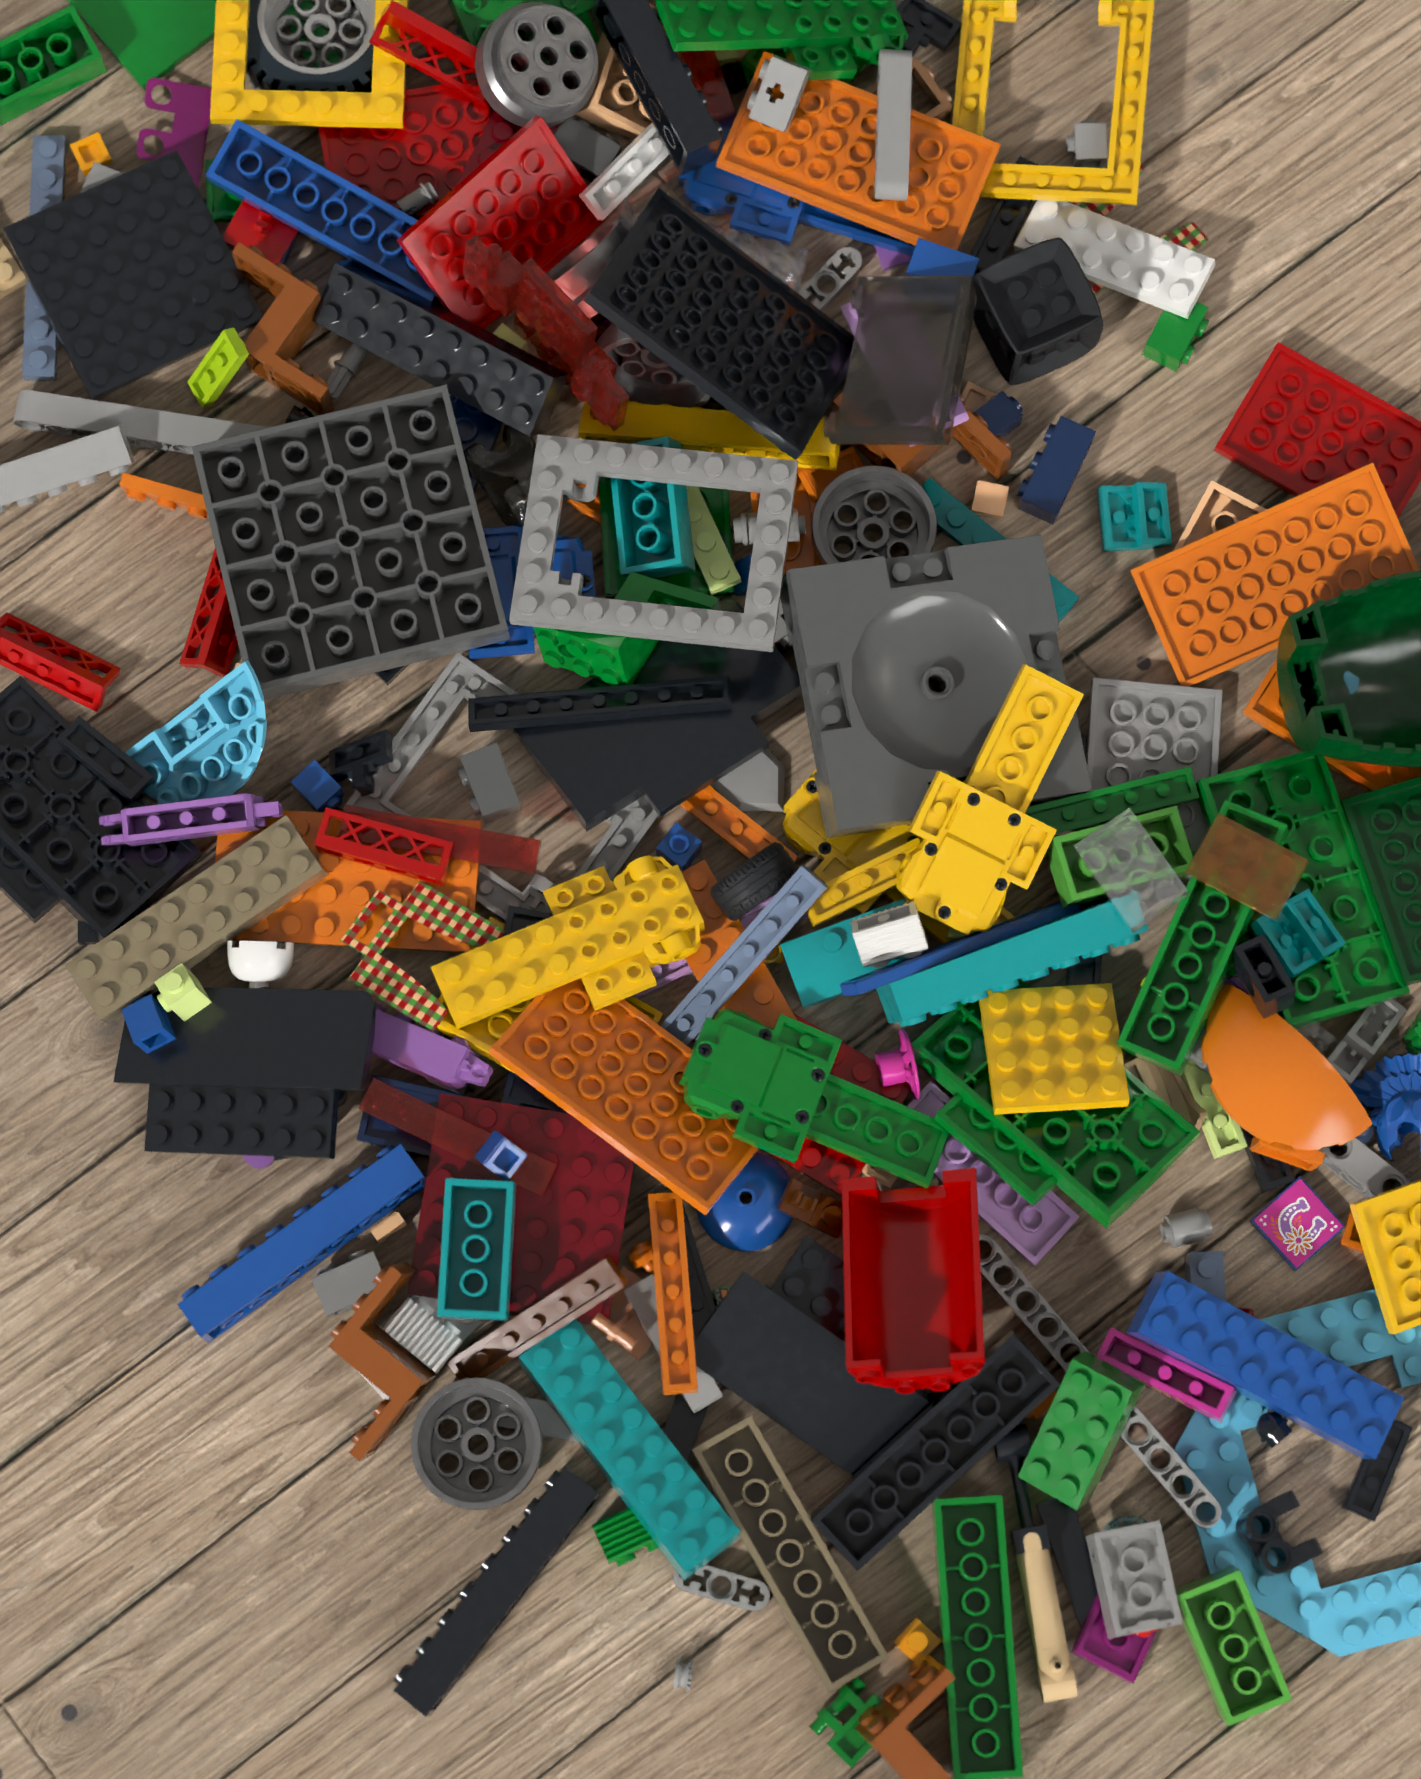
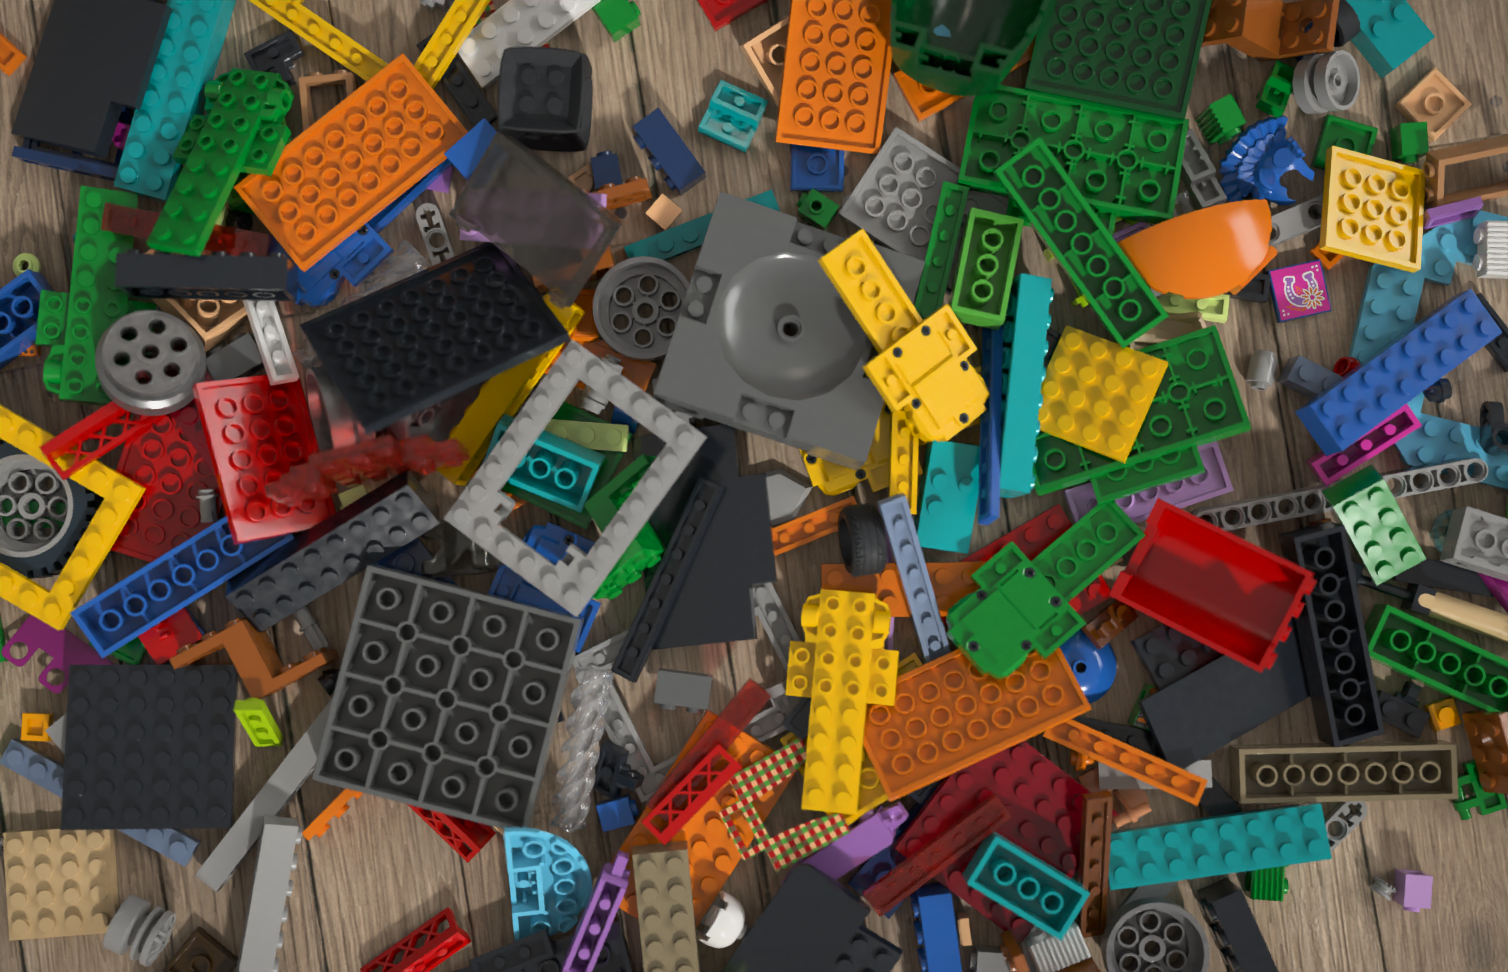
camera: 60 degrees left, 10 degrees up
(368, 710) = (582, 749): none -> clear piece
(501, 1155) = (969, 833): blue slope -> none
(679, 847) = (802, 577): blue brick -> none
(699, 1710) = (1413, 889): none -> lavender brick
(792, 80) = (289, 202): light grey brick -> none
(889, 935) = (959, 467): white brick -> none
(893, 125) = (345, 123): light grey beam -> none
(894, 1590) = (1402, 709): none -> black hinge
(895, 1067) = (1047, 508): dark pink wheel -> none
(1084, 655) = (817, 209): none -> green brick
(1128, 634) = (816, 169): none -> blue tile
(1131, 870) = (1012, 268): clear brick -> none
(1247, 866) = (1055, 183): clear orange plate -> none
(1263, 976) = (1134, 216): black brick -> none
(1300, 933) = (1110, 174): teal slope -> none

